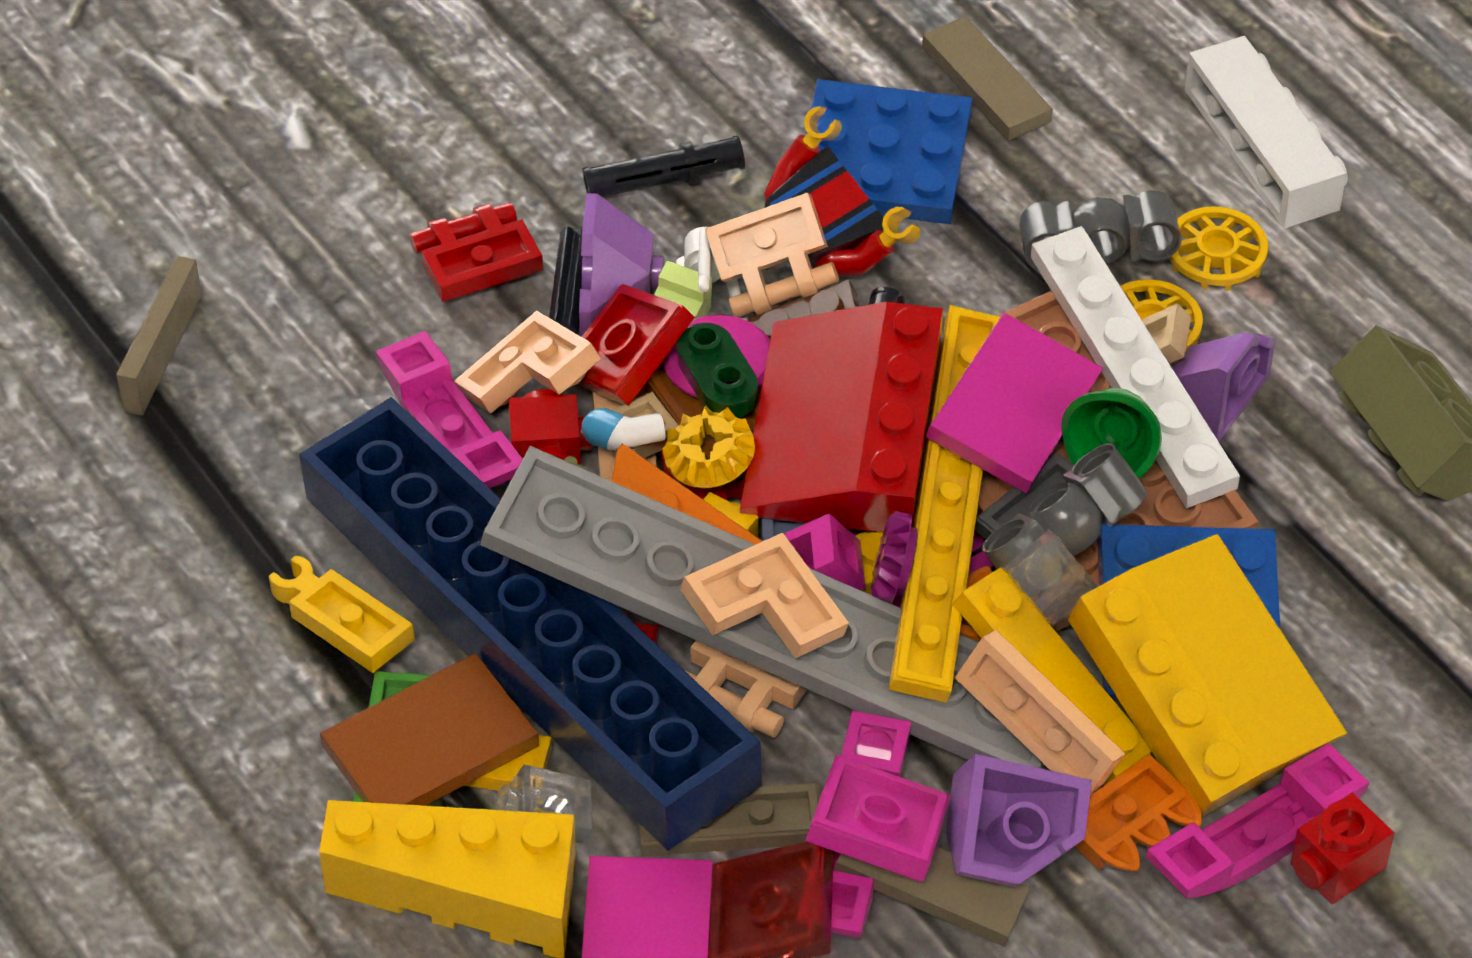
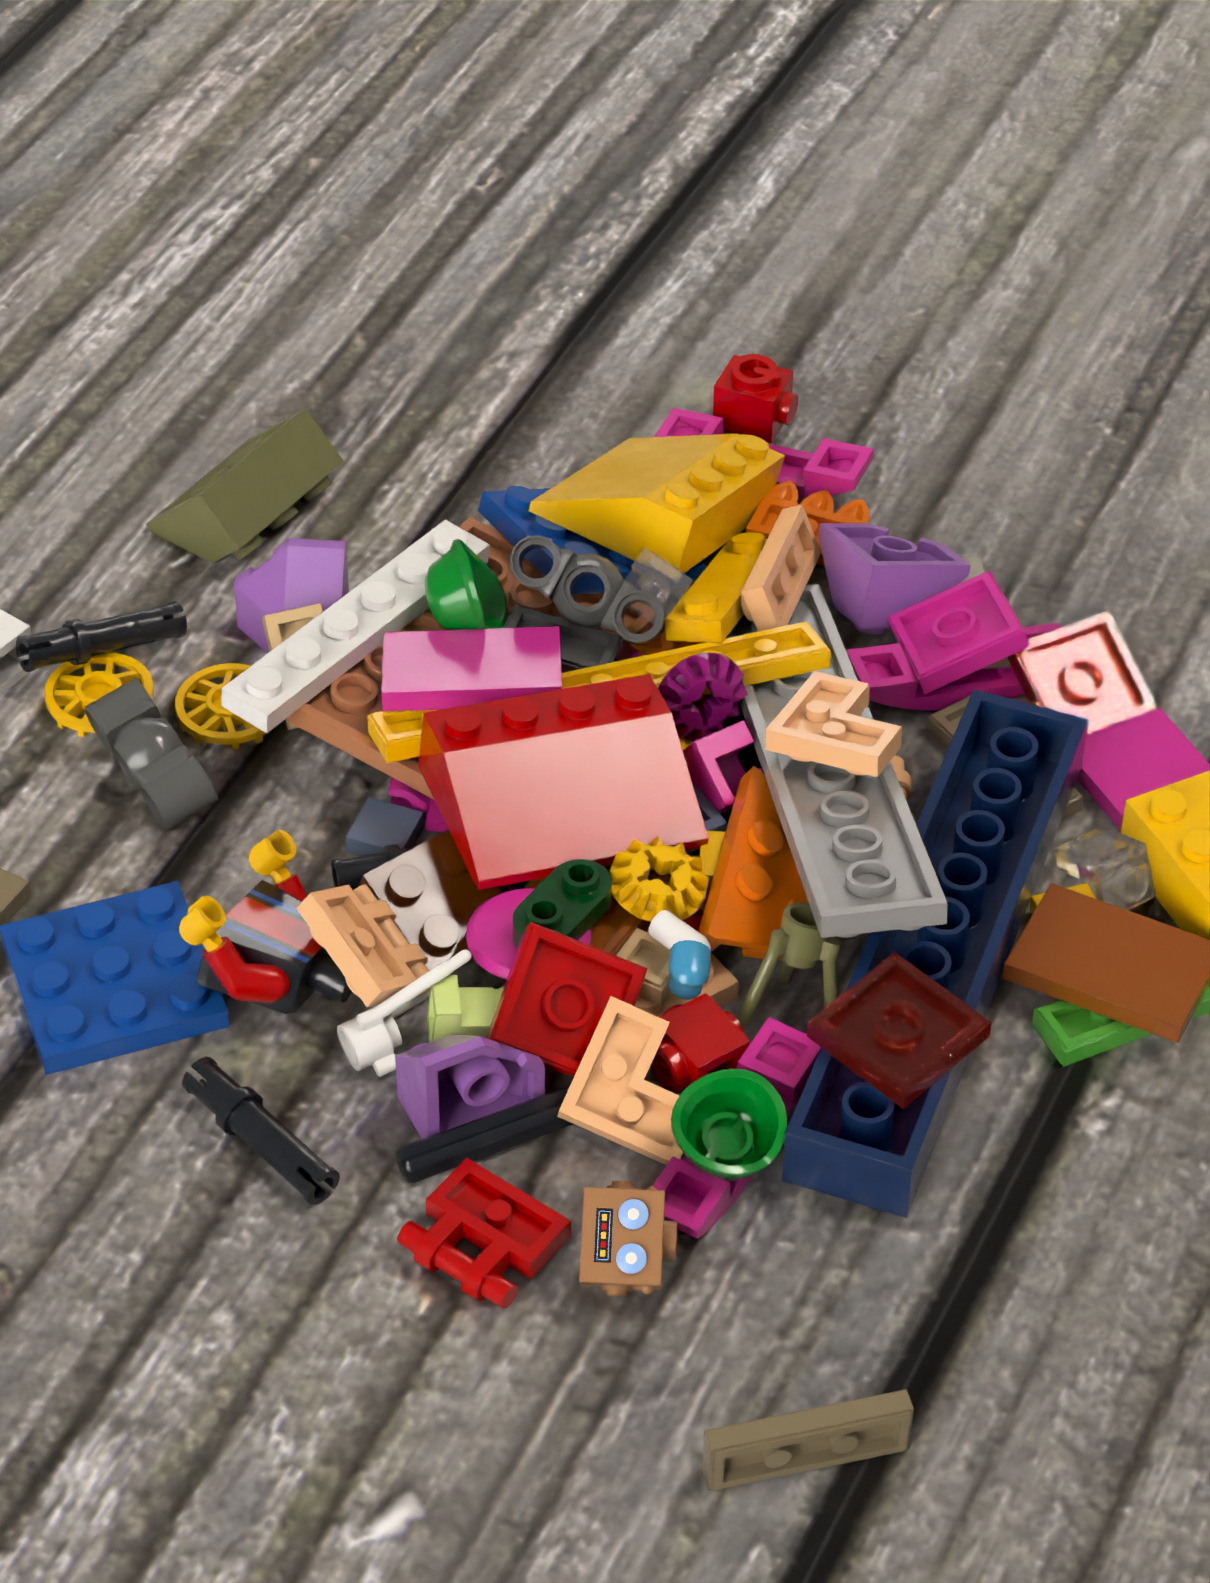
camera: 120 degrees left, 5 degrees down
(343, 614) = (1027, 1101): yellow plate -> none
(394, 297) = (625, 1238): none -> medium nougat head
(423, 497) = (899, 1030): none -> clear red tile
(432, 379) = (730, 1123): none -> green helmet
(1266, 232) = (79, 641): none -> black pin

